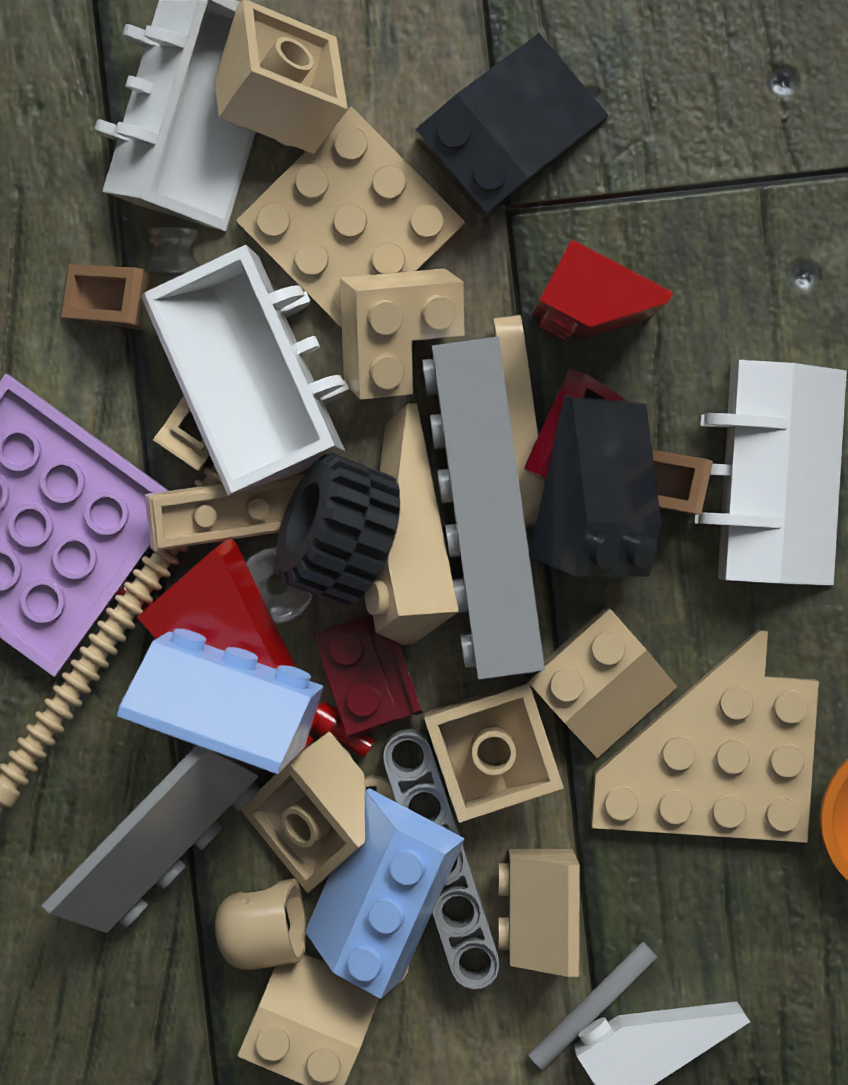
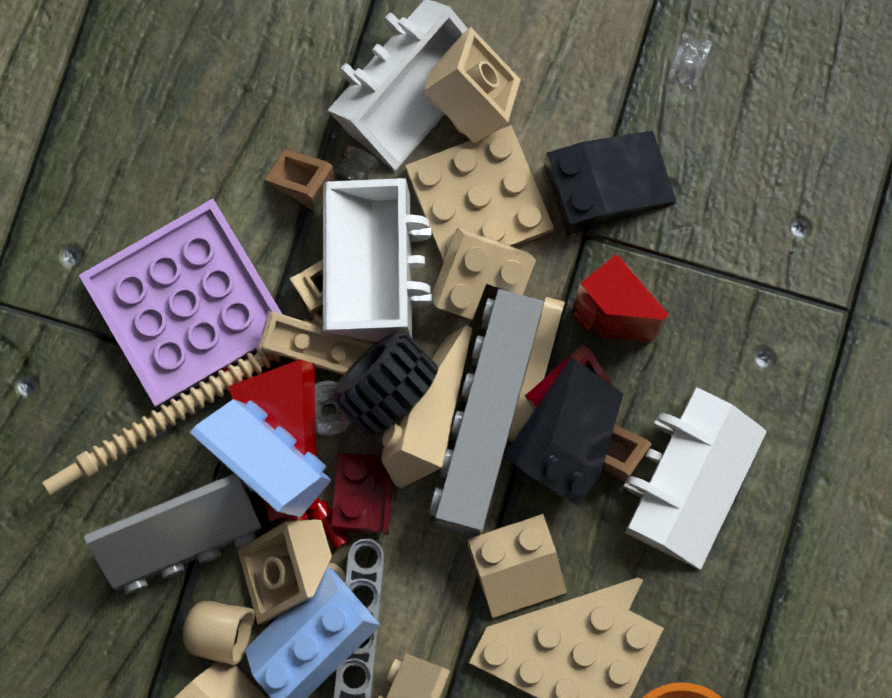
camera: 25 degrees right, 10 degrees down
(493, 751) = (424, 576): tan slope -> none

